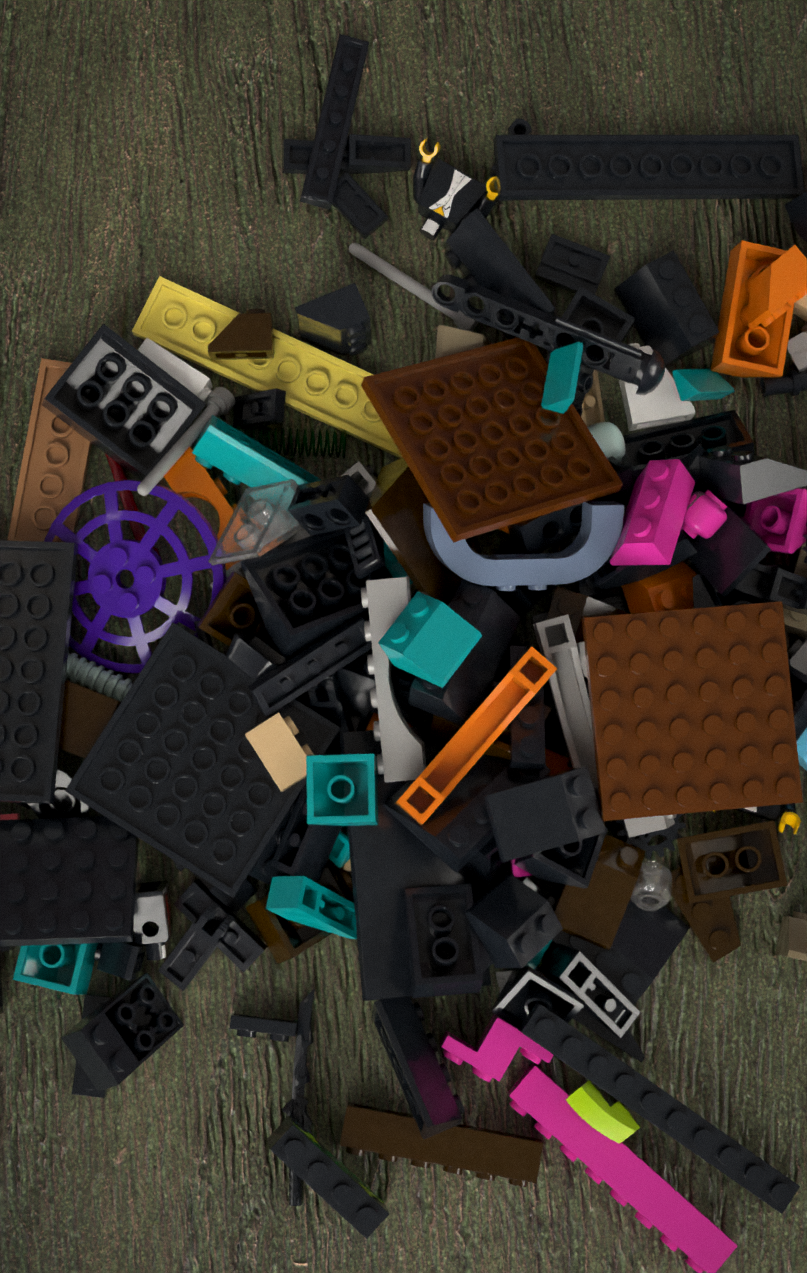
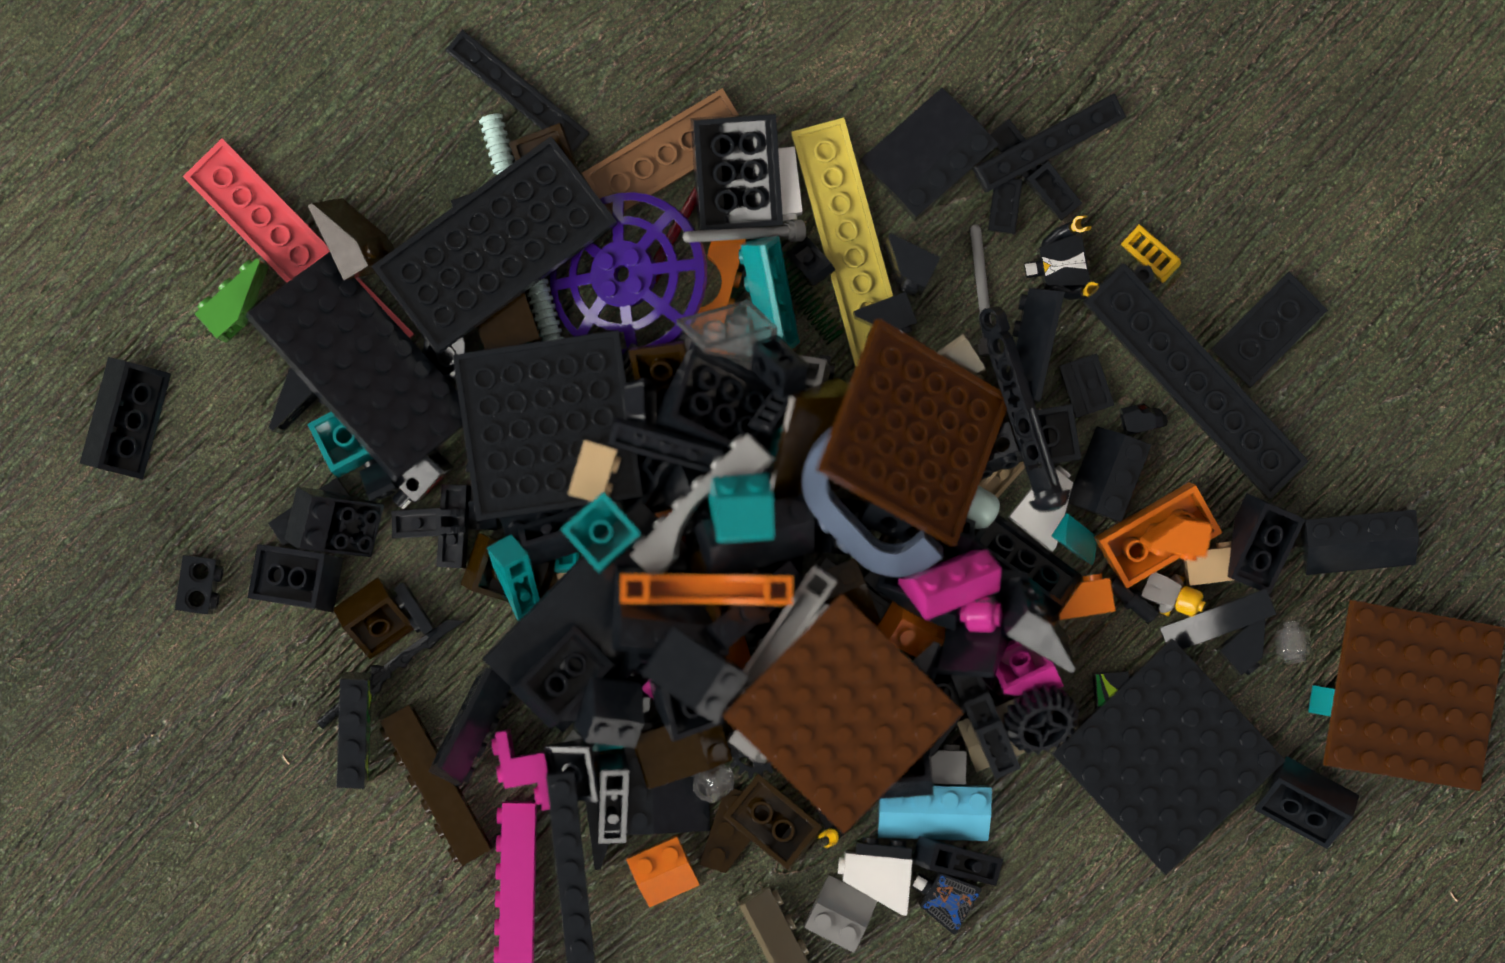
camera: 50 degrees right, 5 degrees up
(64, 1214) = (191, 583): none -> black brick
(143, 1111) = (295, 578): none -> black slope
(240, 1071) = (373, 618): none -> dark brown slope
(245, 338) = (850, 212): dark brown slope -> none
(254, 231) = (929, 153): none -> black slope
(363, 364) = (892, 310): none -> black slope
(513, 105) = (1168, 270): none -> yellow slope
(562, 378) = (995, 445): teal slope -> none
(611, 1121) = (540, 882): lime slope -> none
(641, 244) = (1141, 419): none -> black rock
(655, 74) = (1269, 329): none -> black plate
(691, 1000) = (662, 871): none -> orange slope
(764, 412) = (1088, 598): none -> orange slope

